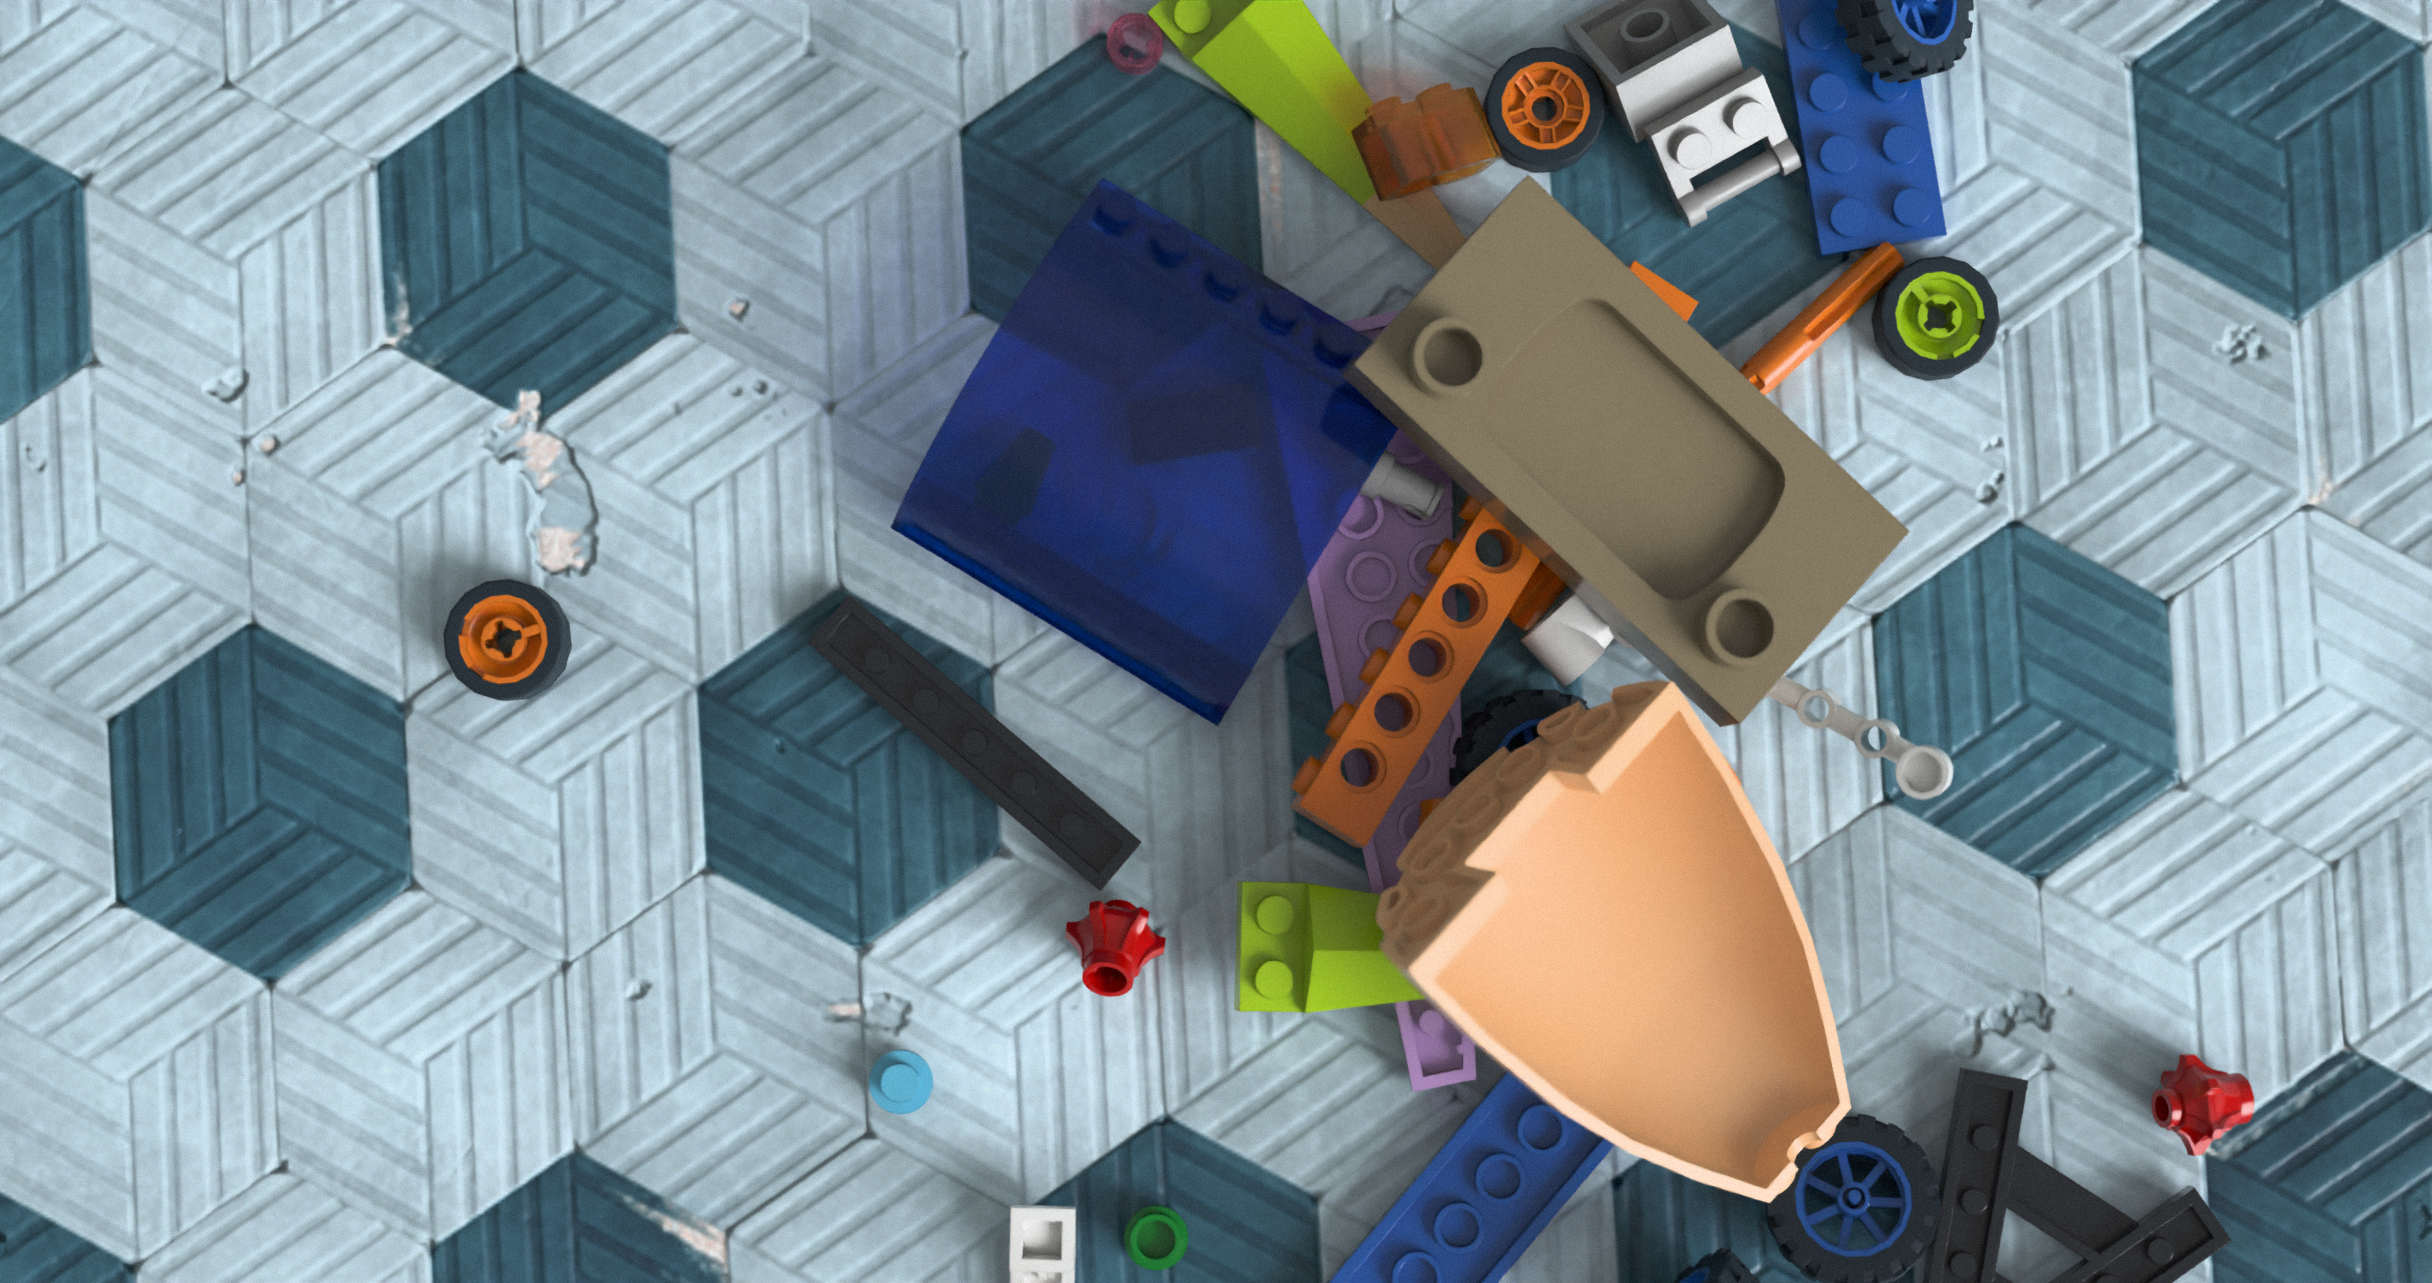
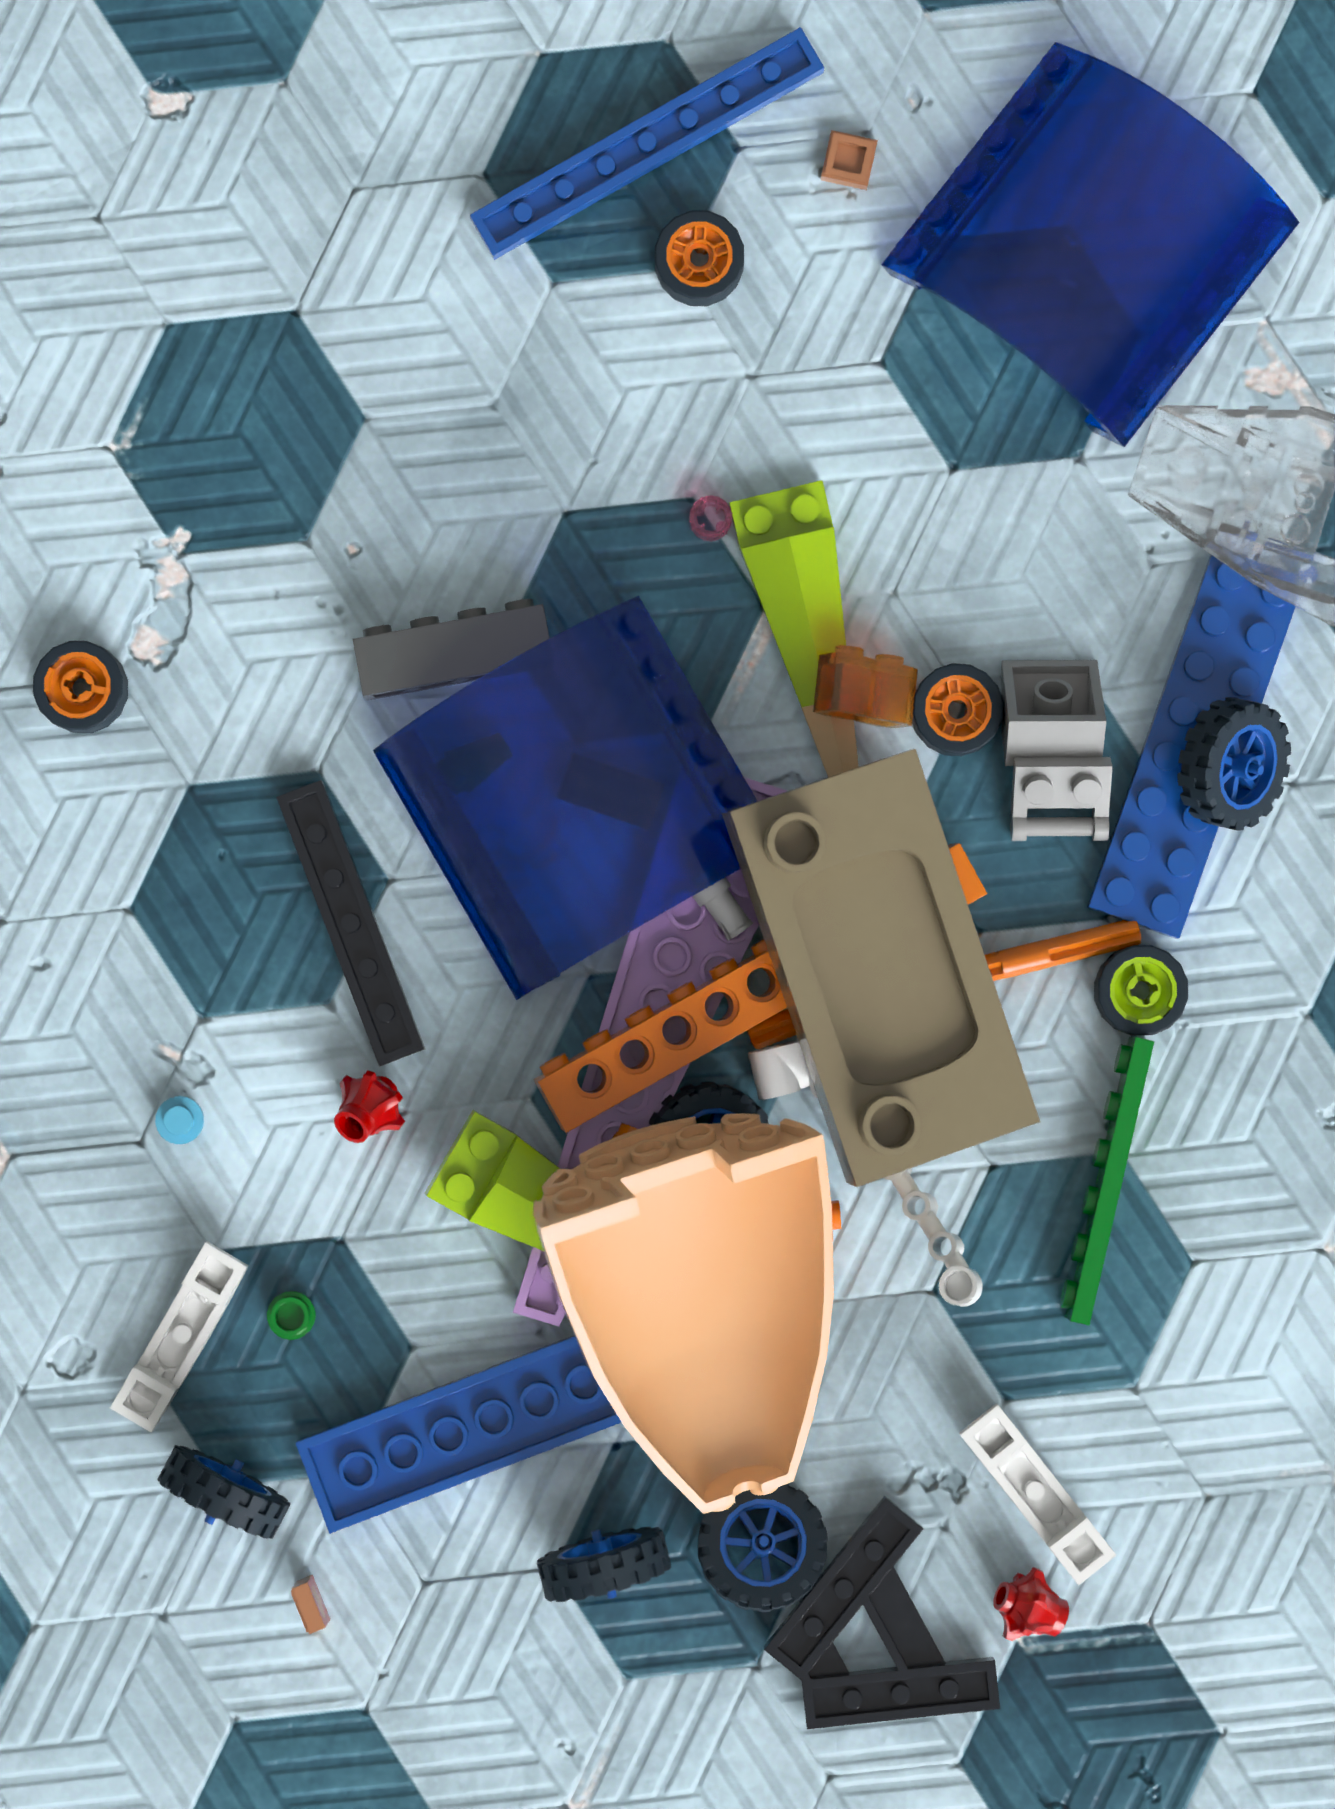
camera: 30 degrees right, 0 degrees up
(914, 365) = (446, 652): none -> dark grey brick
(2025, 584) = (1102, 1199): none -> green plate
(2138, 968) = (1037, 1494): none -> white slope

